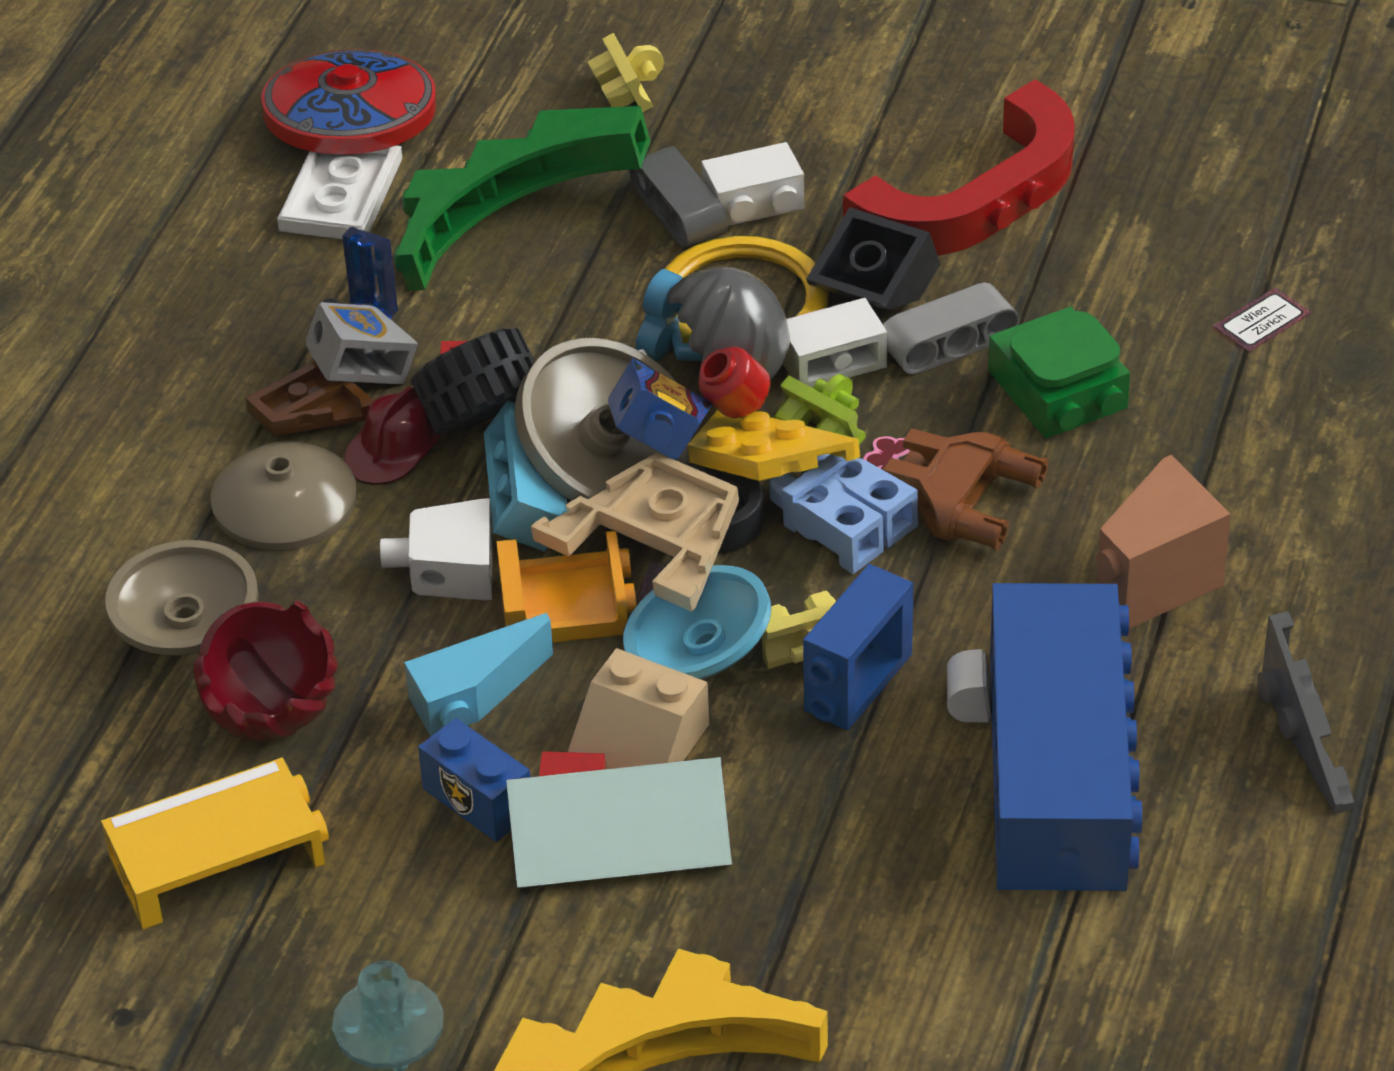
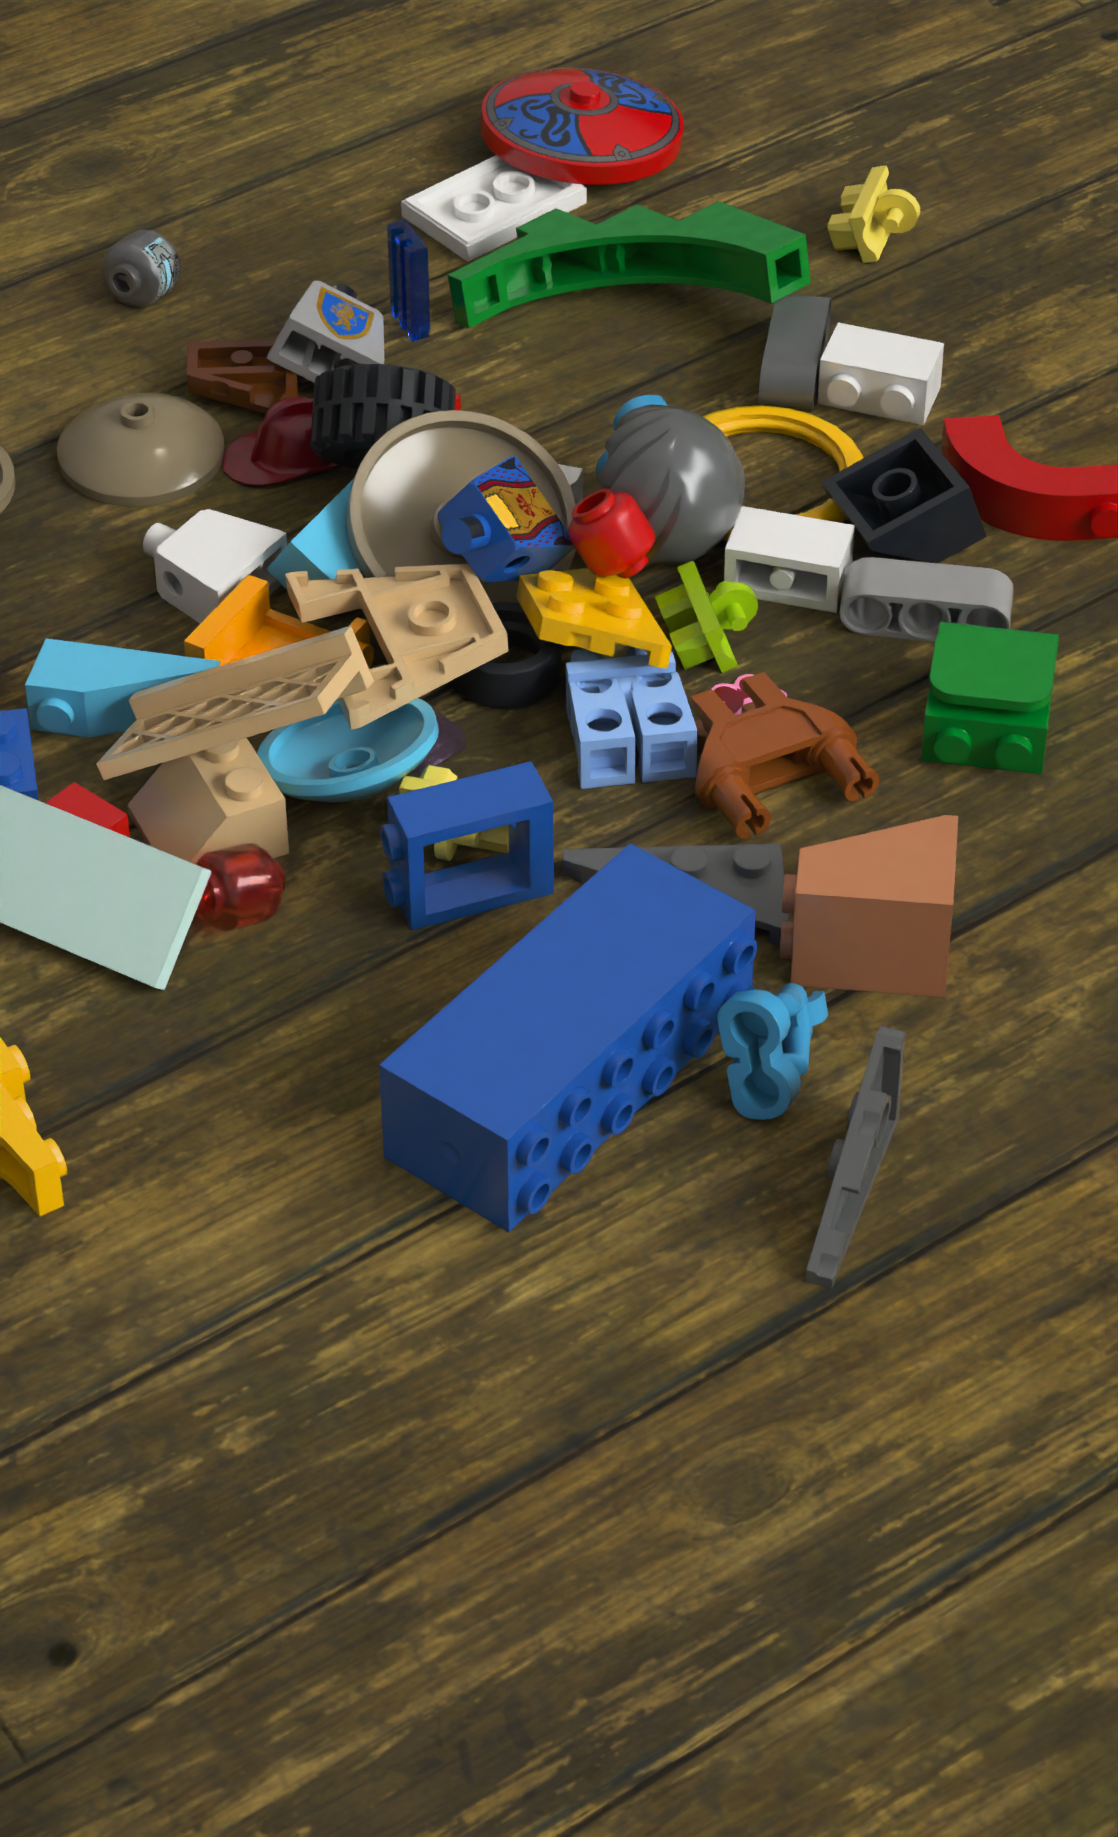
camera: 35 degrees right, 0 degrees up
(144, 360) = (140, 268): none -> flat silver head
(615, 612) = (238, 701): none -> tan fence
(736, 755) = (242, 887): none -> clear red head
(973, 596) = (741, 871): none -> dark grey wing
(1178, 669) = (752, 1032): none -> dark azure piece

